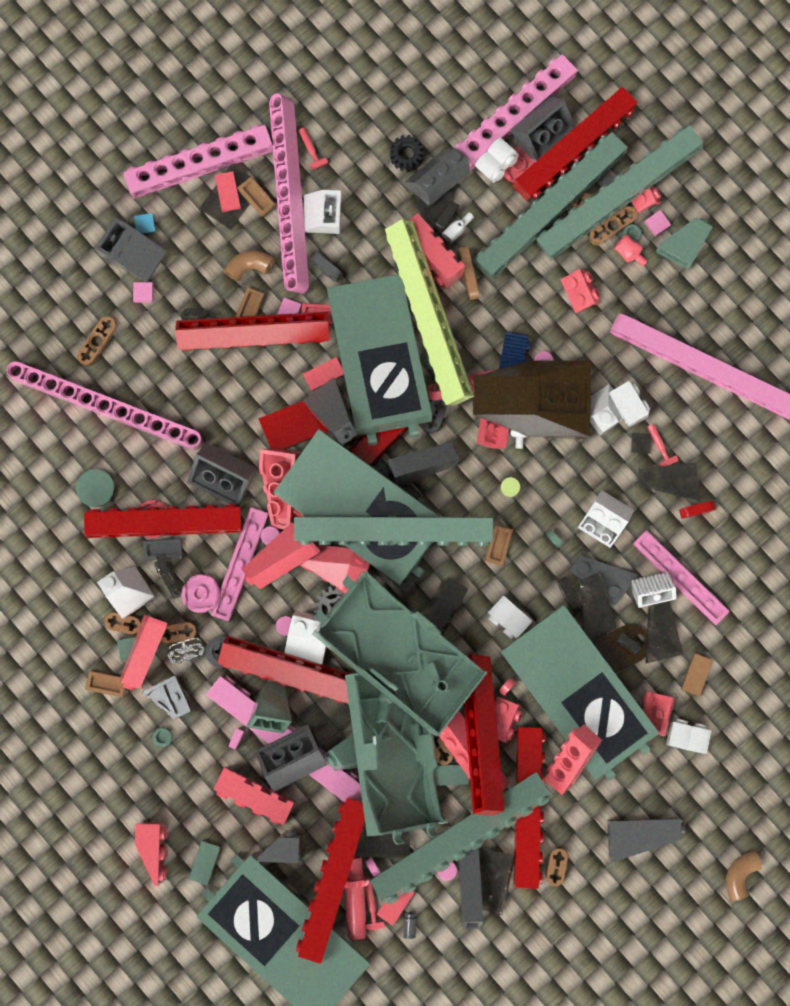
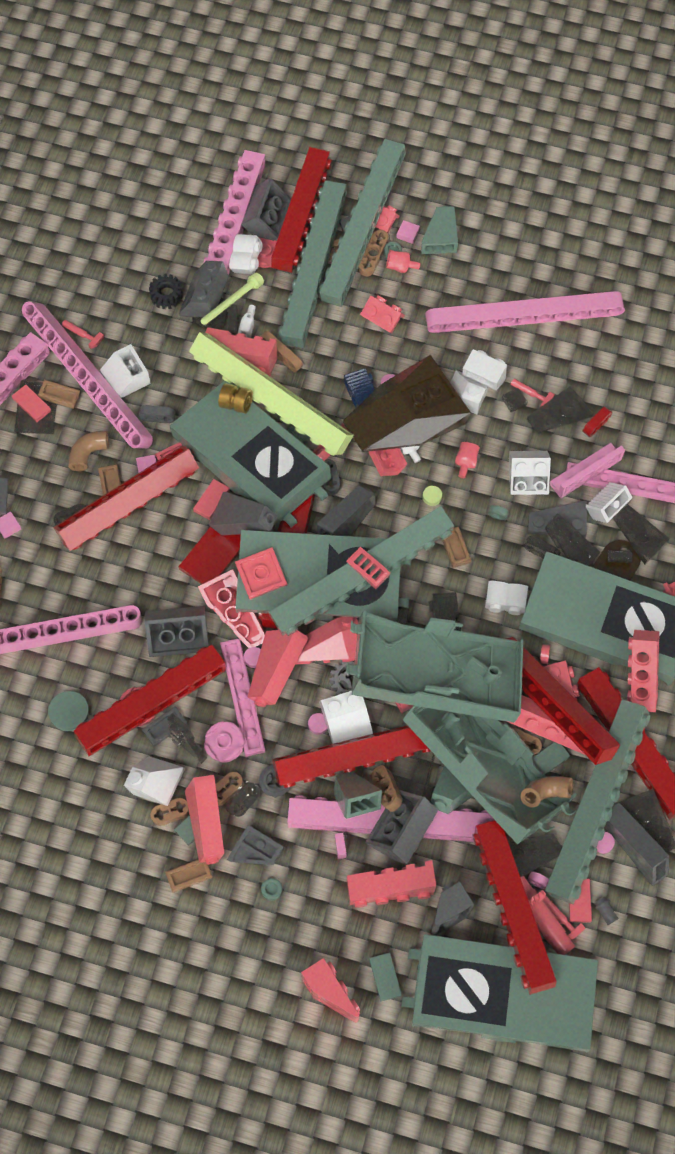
camera: 30 degrees left, 15 degrees down
(298, 728) = (392, 791): none -> medium nougat beam
(311, 477) = (261, 573): none -> coral tile
(392, 298) = (232, 397): none -> pearl gold wheel
(393, 550) = (375, 583): none -> coral slope
(425, 801) = (546, 788): none -> medium nougat cylinder
(488, 191) = (254, 282): none -> yellowish green piece
(562, 472) = (466, 457): none -> coral piece
(655, 548) = (587, 469): none -> bright pink fence

